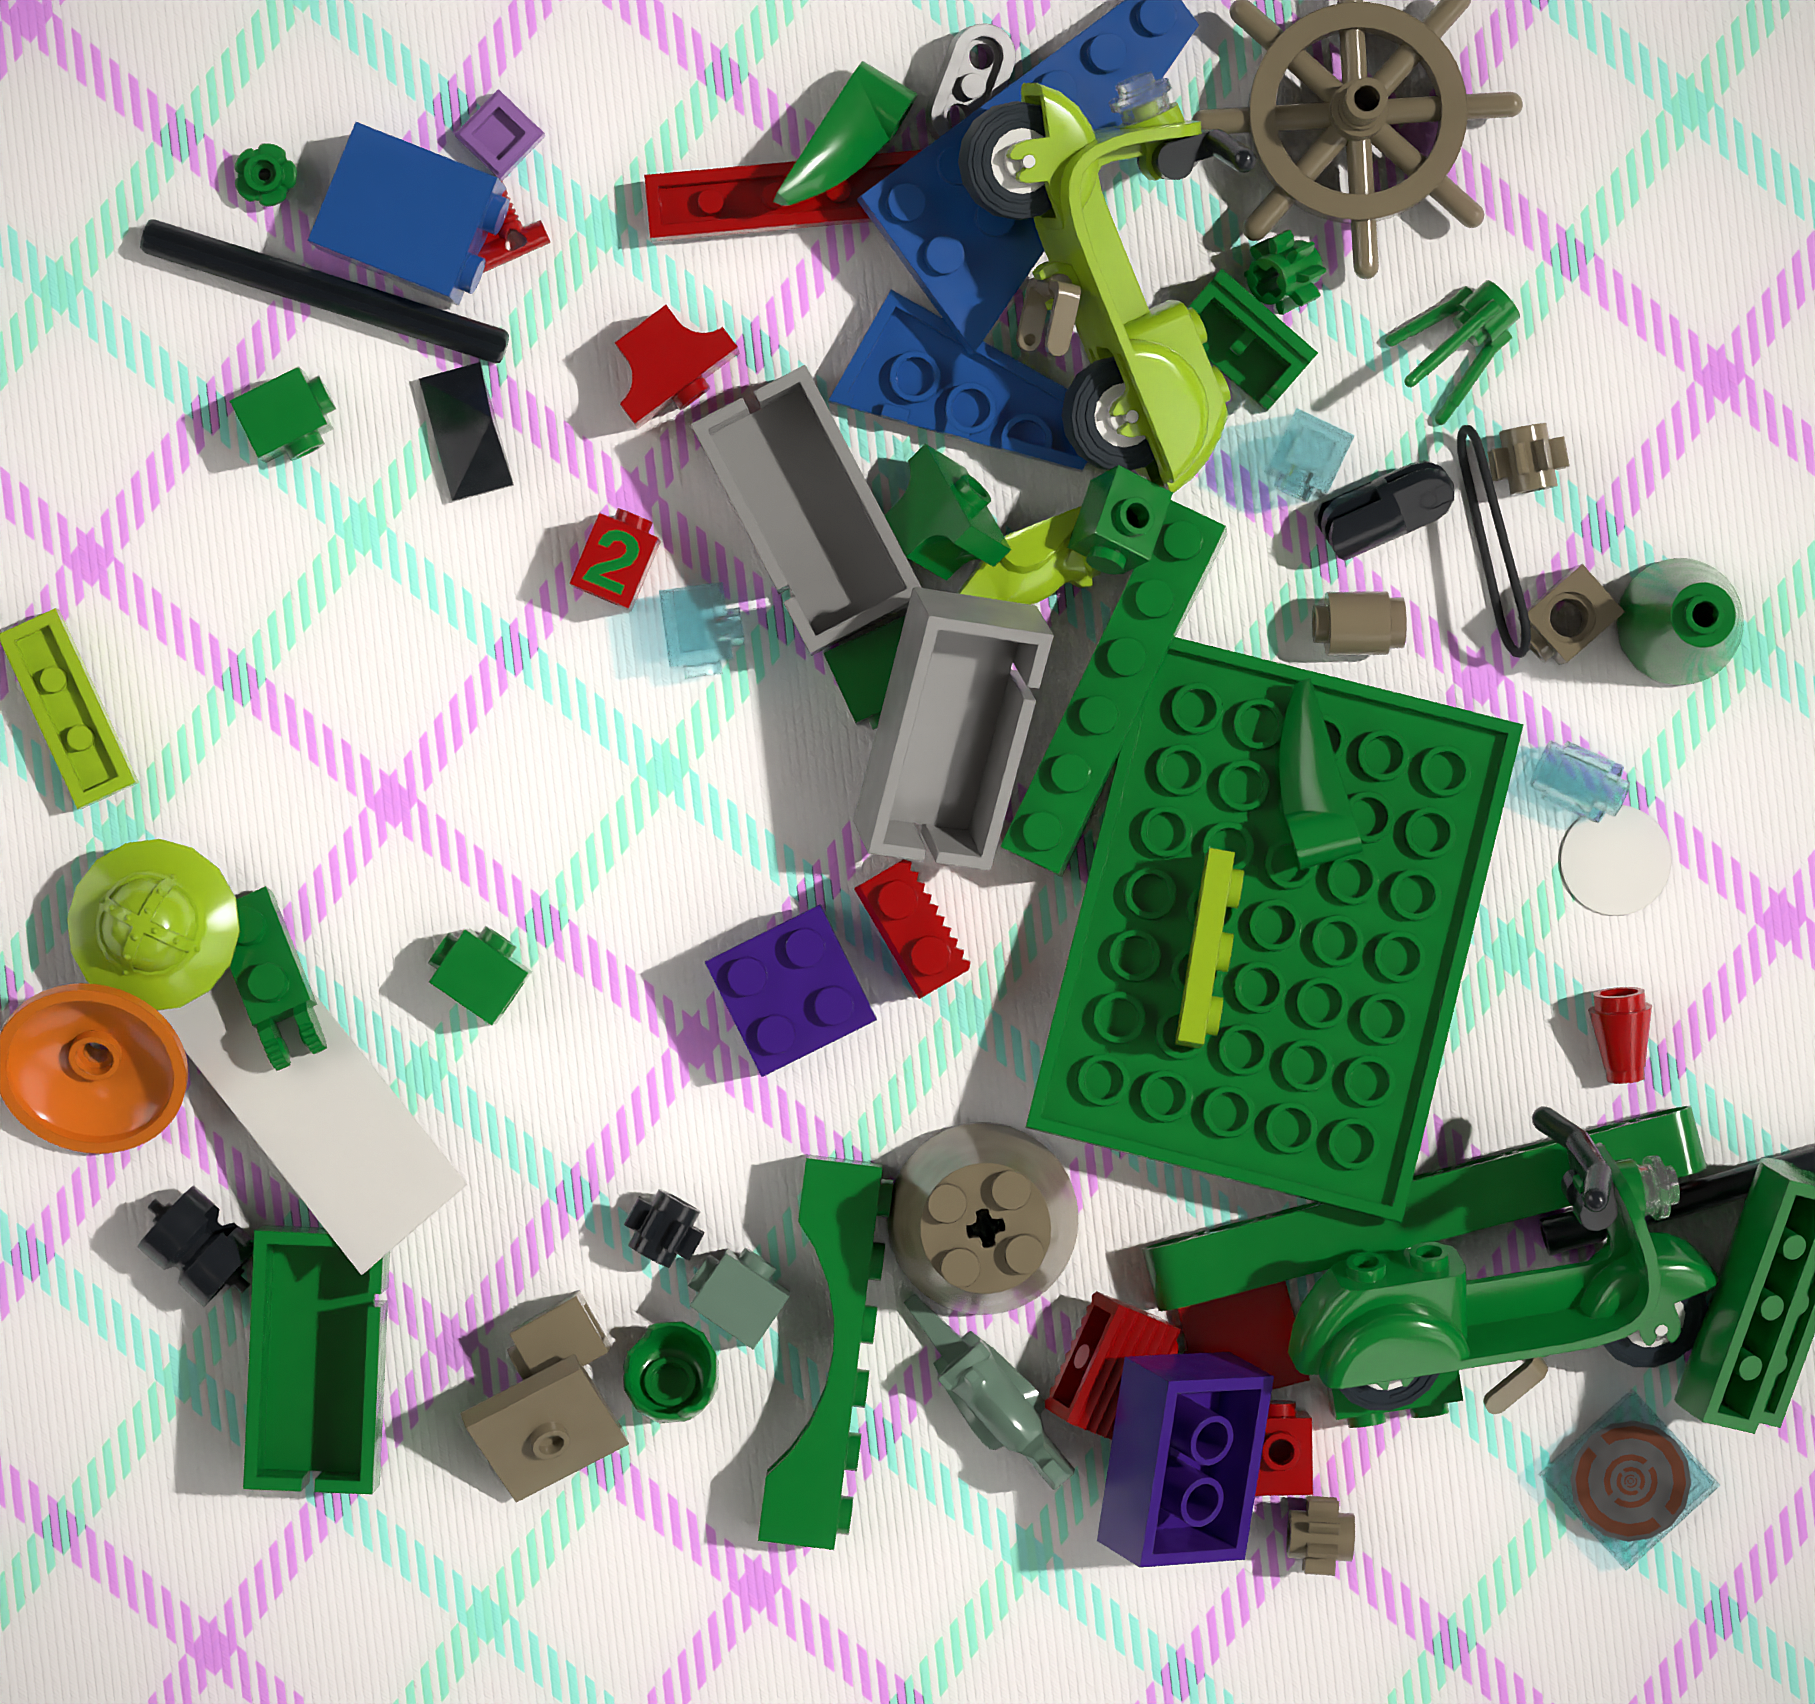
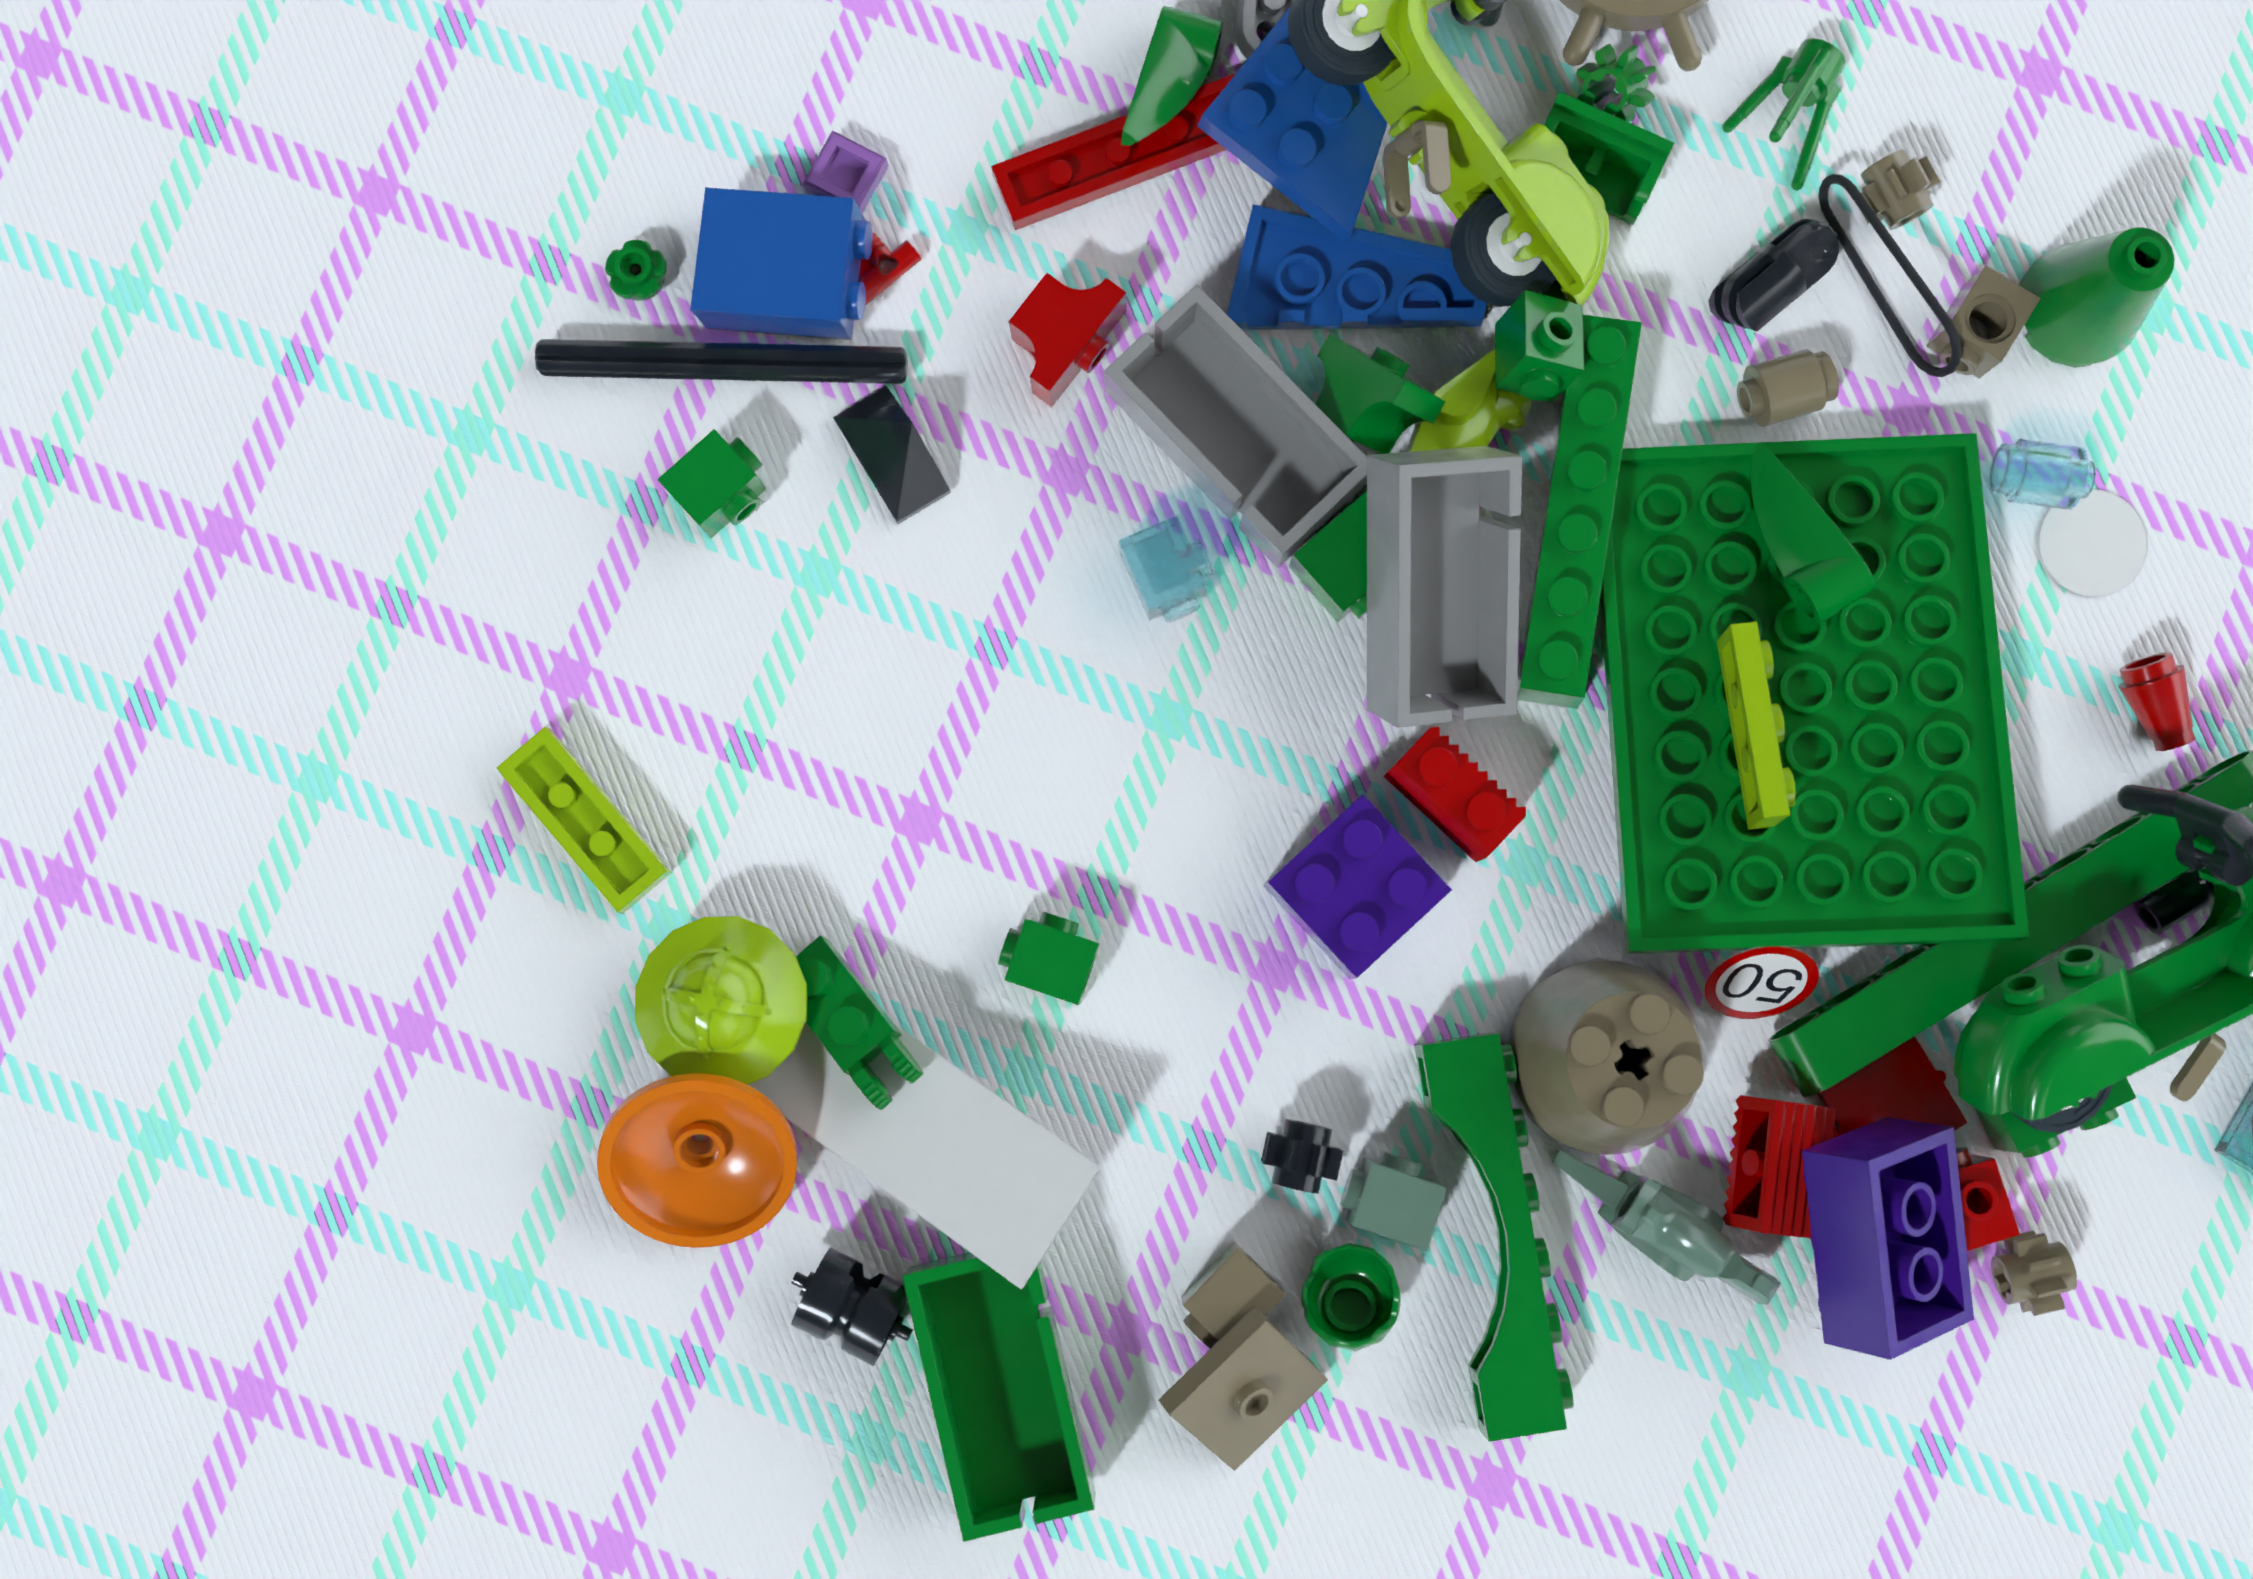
camera: 15 degrees left, 5 degrees down
(616, 558) = (1067, 528): red brick -> none
(1149, 1191) = (1761, 982): none -> sticker
(1307, 456) = (1691, 243): clear light blue brick -> none

